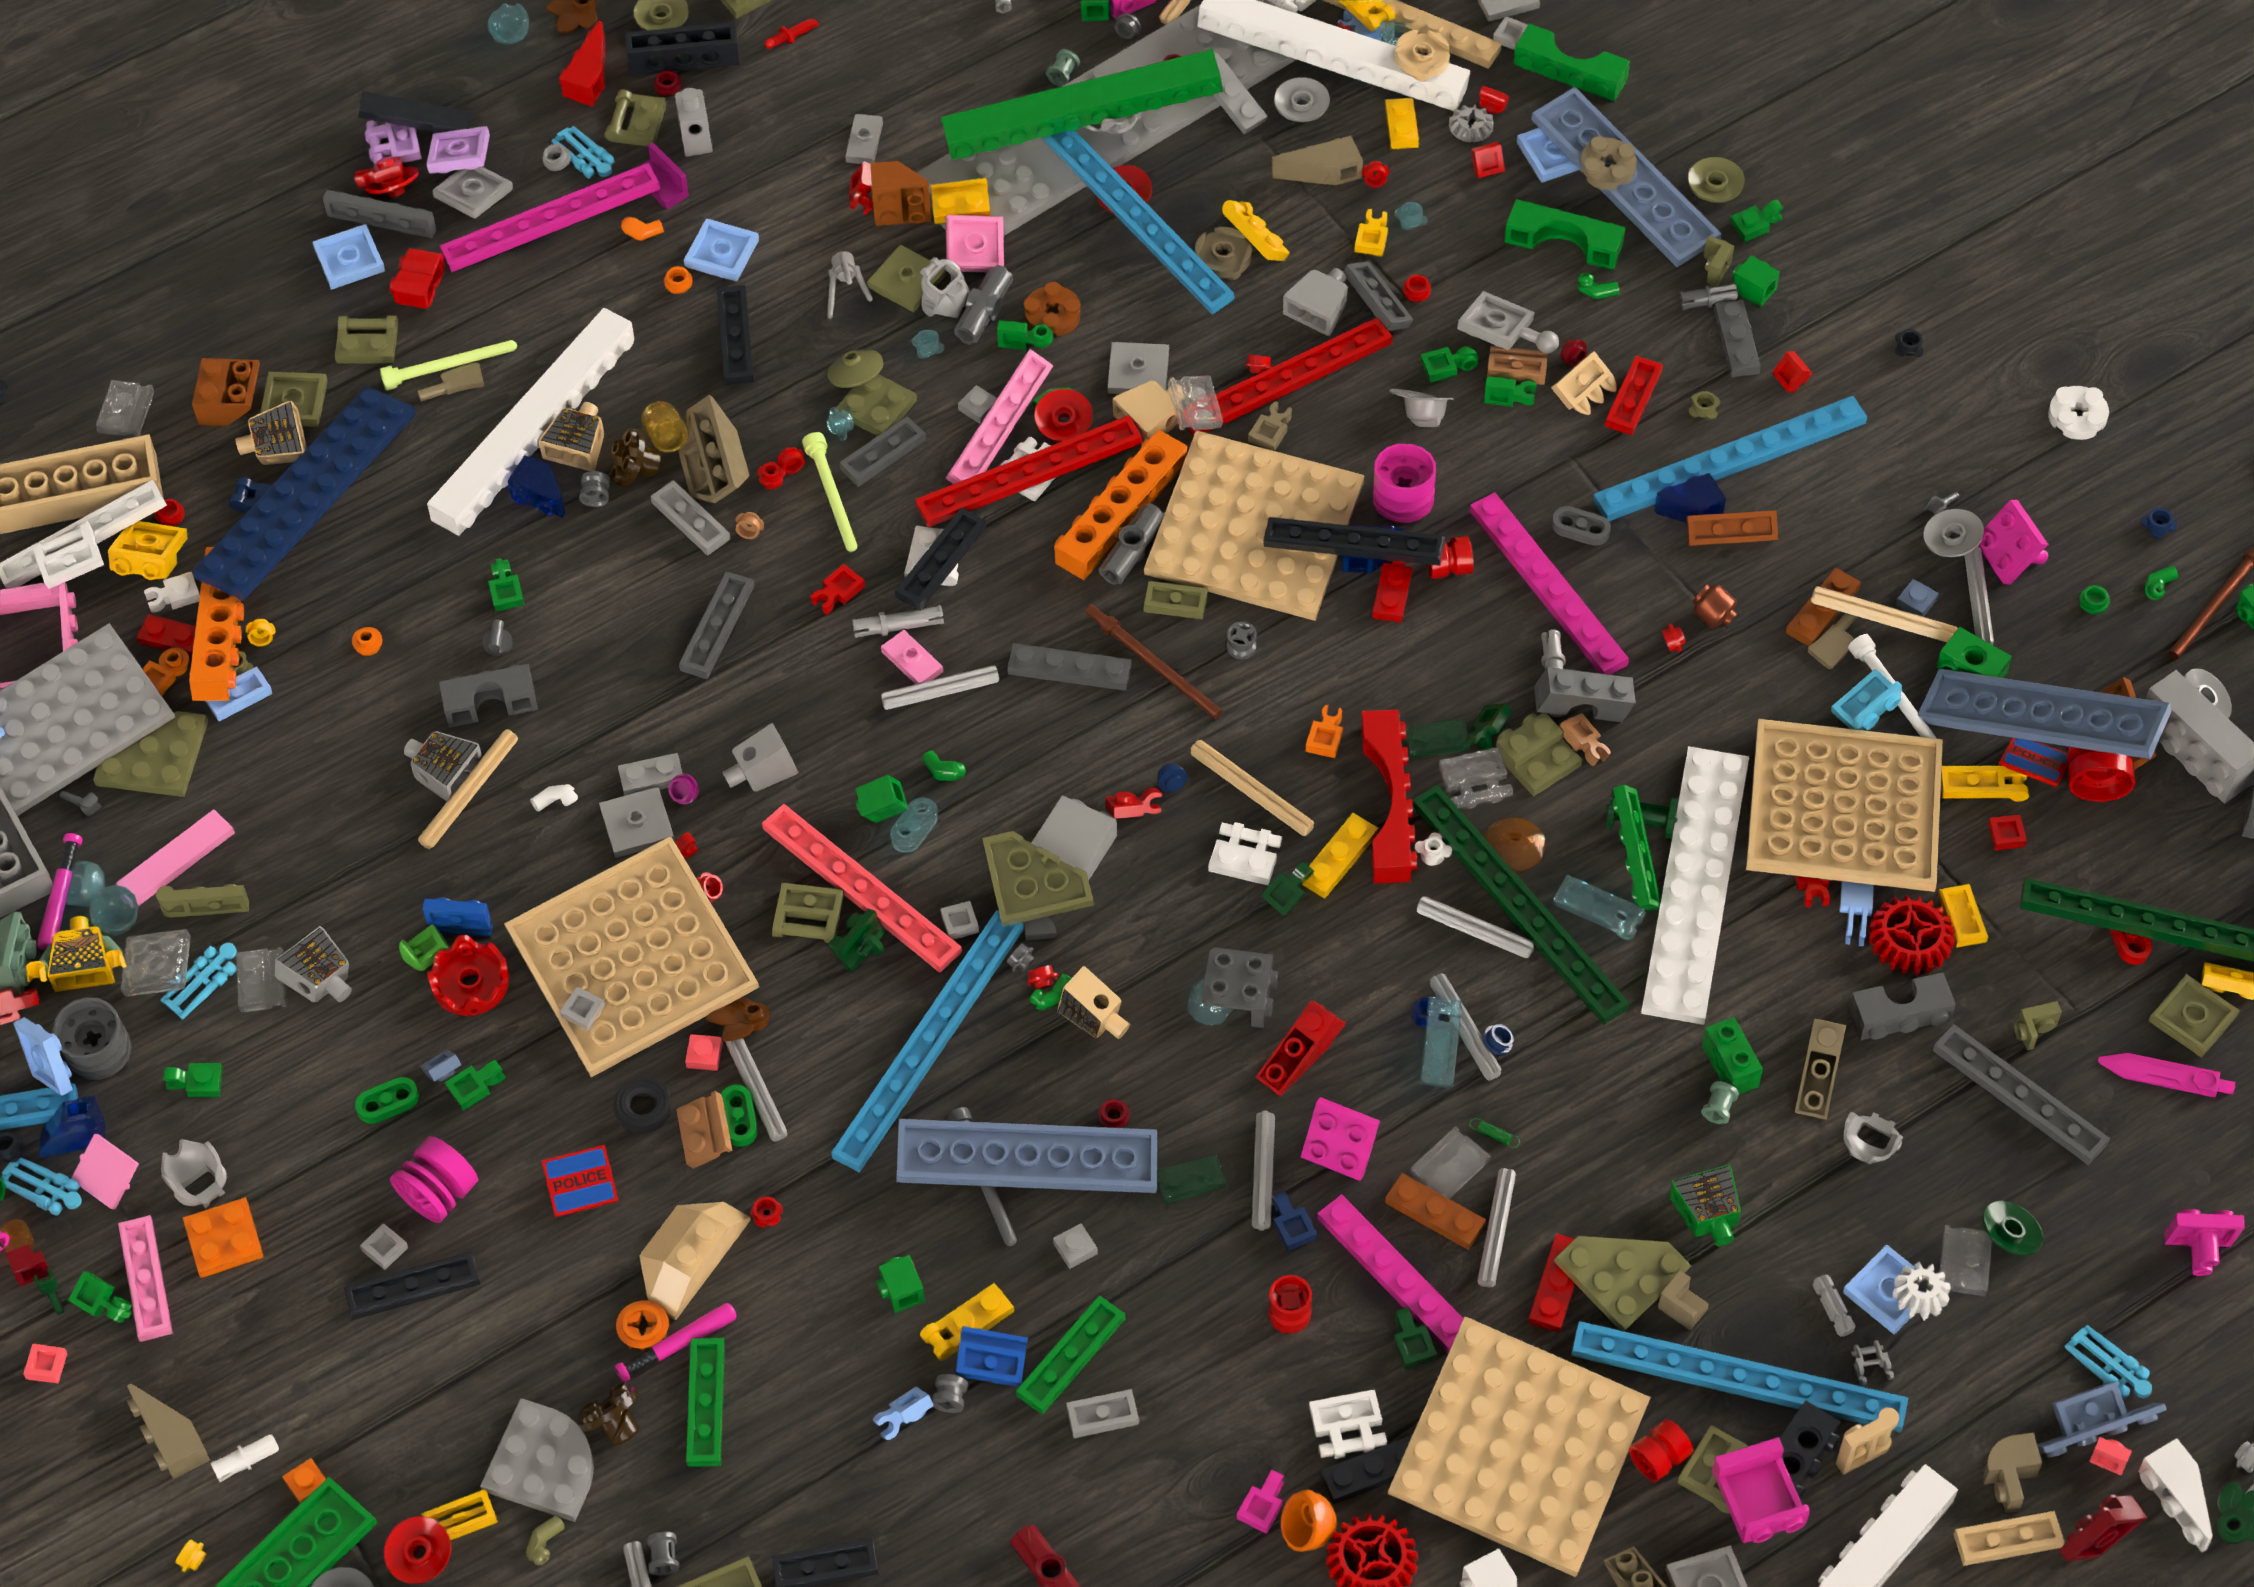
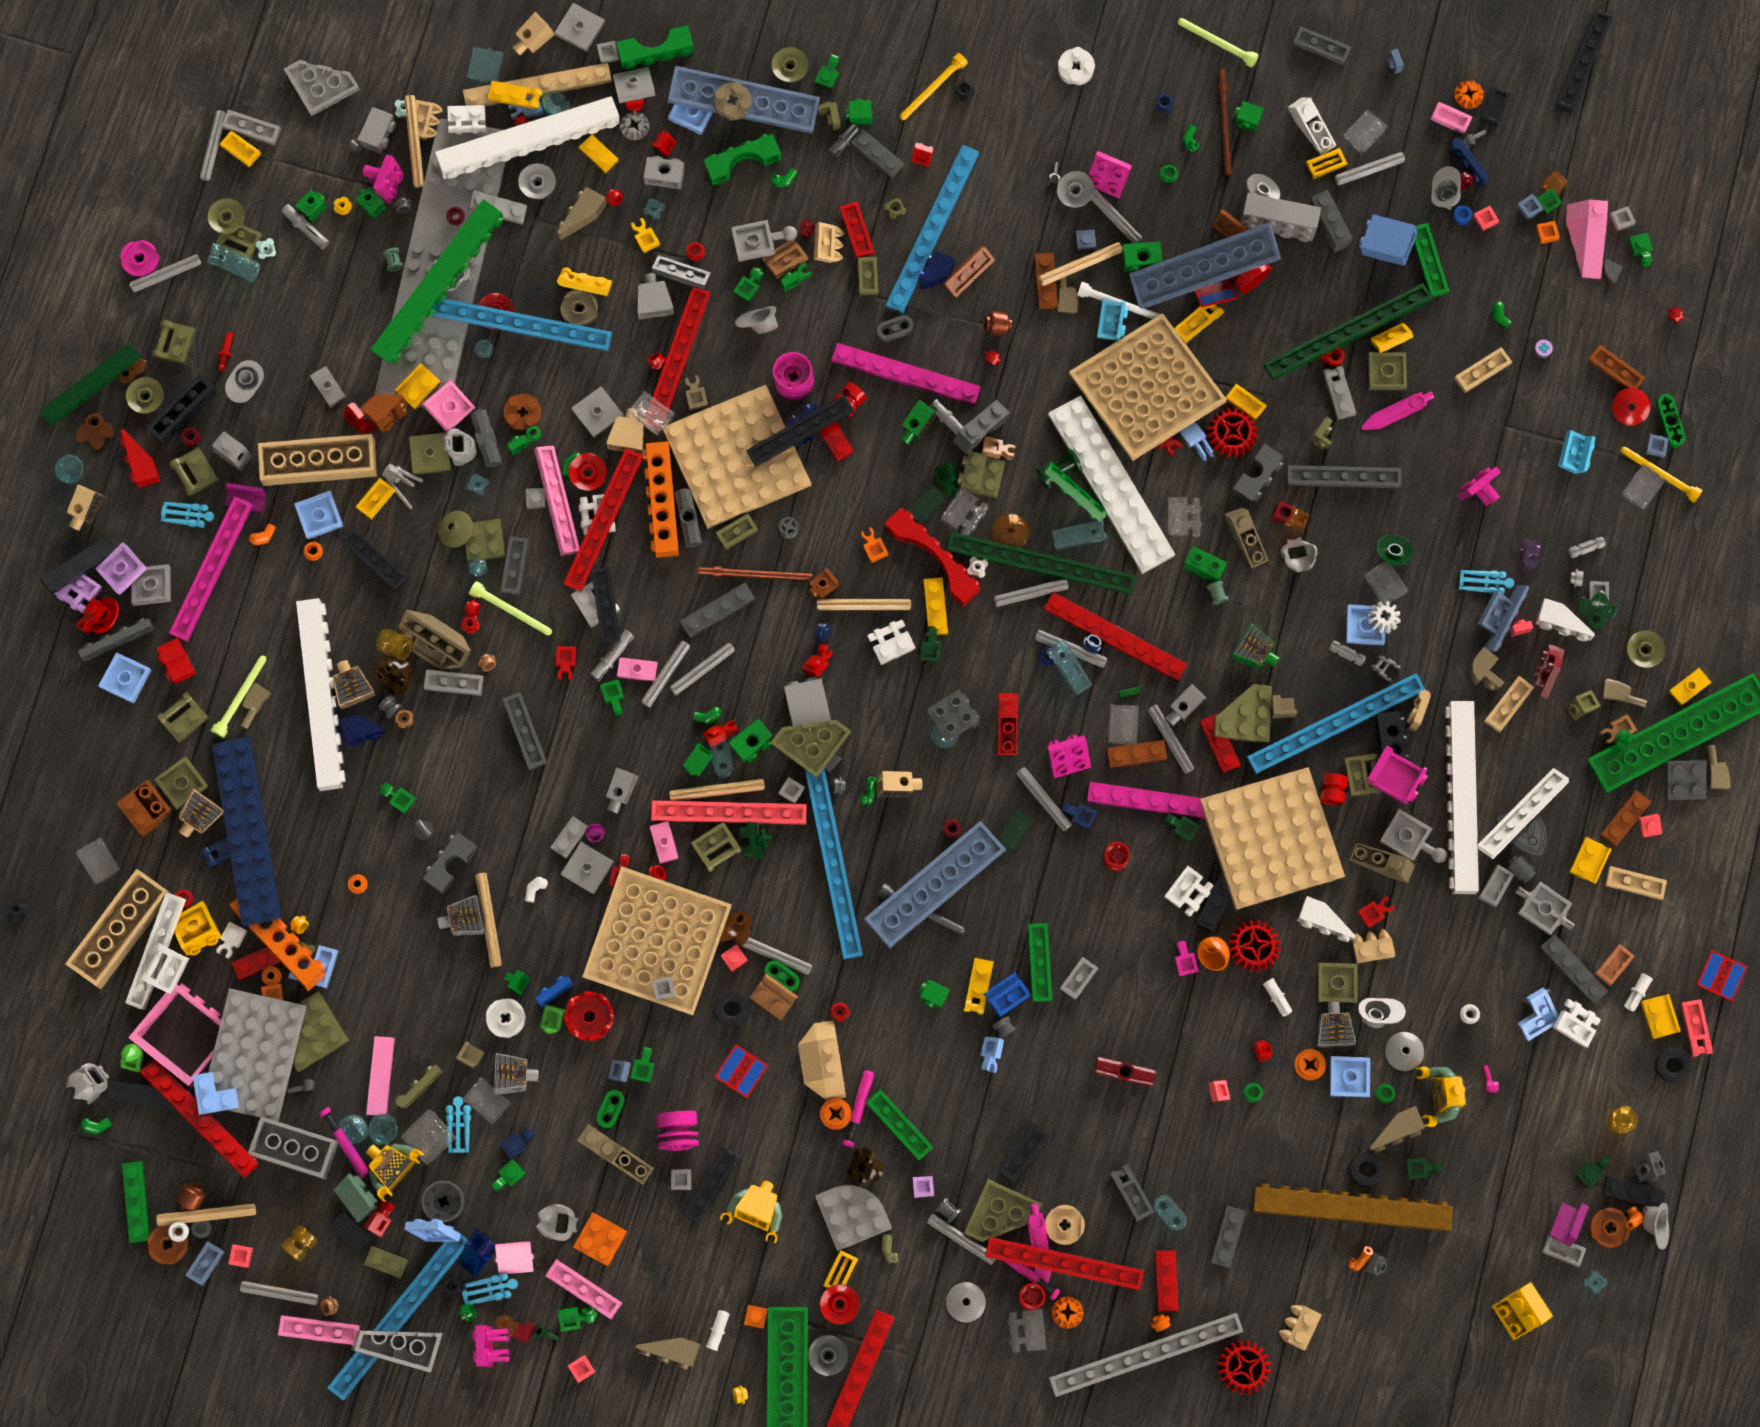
camera: 45 degrees left, 20 degrees up
(243, 1050) = (515, 1144): none -> dark blue plate
(293, 911) = (470, 1055): none -> dark tan panel
(338, 1151) = (615, 1154): none -> dark tan slope
(378, 921) = (494, 1018): none -> white plate
(429, 877) = (517, 981): none -> green tile
(435, 1350) = (757, 1208): none -> yellow torso
(485, 65) = (84, 506): none -> tan torso
(552, 153) = (170, 529): light grey plate -> none
(595, 508) = (399, 718): none -> medium nougat plate
(661, 1499) = (923, 1186): none -> lavender plate
(753, 863) = (664, 842): none -> bright pink plate
(775, 193) = (317, 459): none -> tan brick
(777, 65) = (244, 381): none -> light grey piece
(799, 277) = (375, 498): none -> yellow plate
(855, 661) = (612, 694): none -> green plate
(873, 854) = (717, 790): none -> tan axle
(932, 791) = (718, 734): none -> red plate
(952, 820) = (756, 731): none -> green brick
(988, 713) = (702, 668): none -> light grey axle
(1041, 977) = (857, 788): red plate -> none
(1074, 218) = (483, 348): none -> clear light blue plate
(1075, 1246) = (992, 908): light grey plate -> none
(1222, 729) = (831, 584): none -> dark orange brick
(1420, 66) = (586, 117): tan plate -> none
(1458, 187) = (672, 179): none -> light grey brick
(1509, 80) = (634, 85): none -> light grey plate
(1511, 636) = (921, 415): none -> green torso
(1538, 1058) = (1115, 636): none -> red plate
(1554, 1196) = (1192, 698): none -> light grey torso
(1601, 450) = (868, 276): none -> olive plate
(1750, 977) = (1178, 516): none -> clear plate
(1901, 1084) = (1289, 516): none -> leg
(1927, 311) = (957, 62): none -> yellow piece
(2007, 832) = (1230, 340): red plate -> none
(2103, 996) = (1339, 393): none -> light grey plate
(2208, 1375) = (1532, 553): none -> clear purple leg

